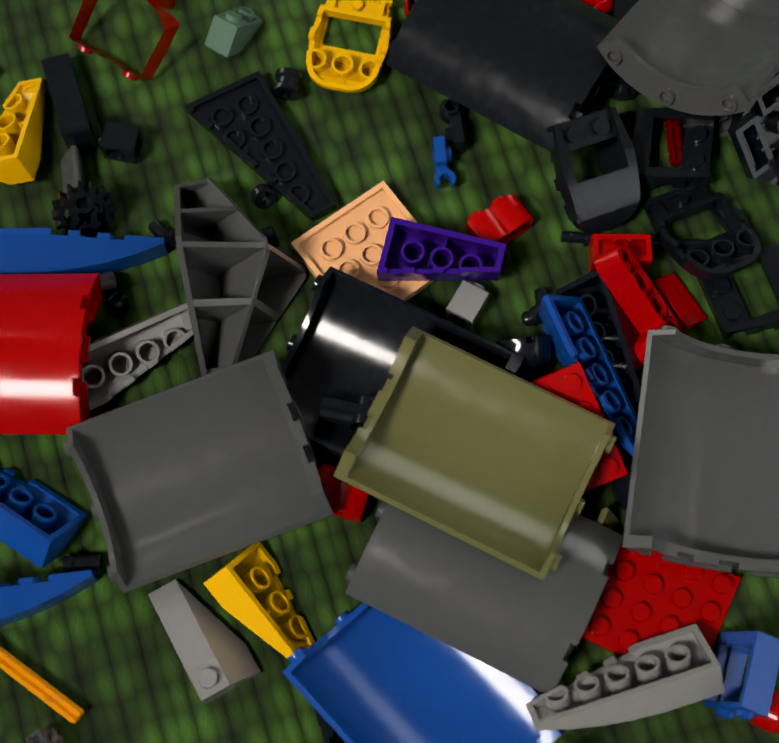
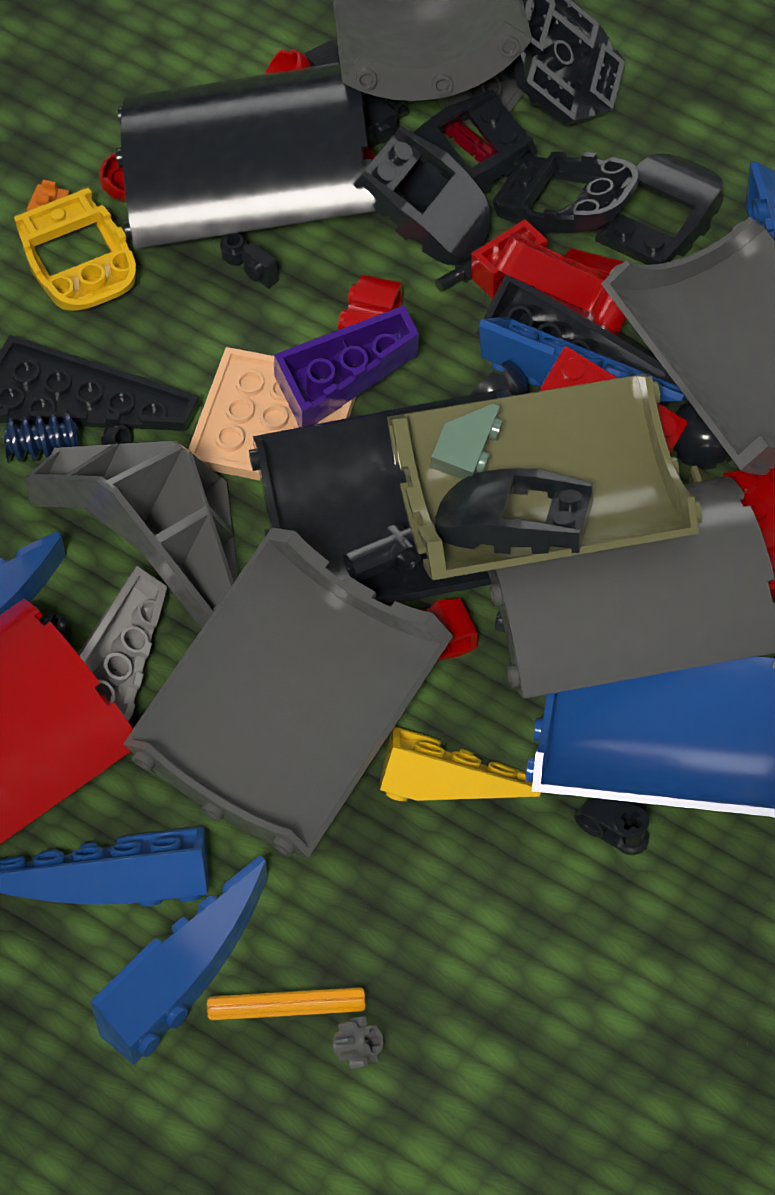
camera: 35 degrees left, 15 degrees down
(75, 563) = (229, 870): black pin -> none
(159, 230) = (65, 527): black arm -> none
(207, 647) = (430, 853): light grey wedge -> none
(215, 162) = (39, 437): none -> dark blue piece
(287, 83) = (50, 328): black wheel -> none
(415, 438) = (476, 509): none -> black slope
(441, 158) = (262, 294): blue plate -> none
(445, 385) = (464, 440): none -> sand green slope
(467, 305) = (405, 388): light grey brick -> none
(532, 316) = (477, 365): black arm -> none

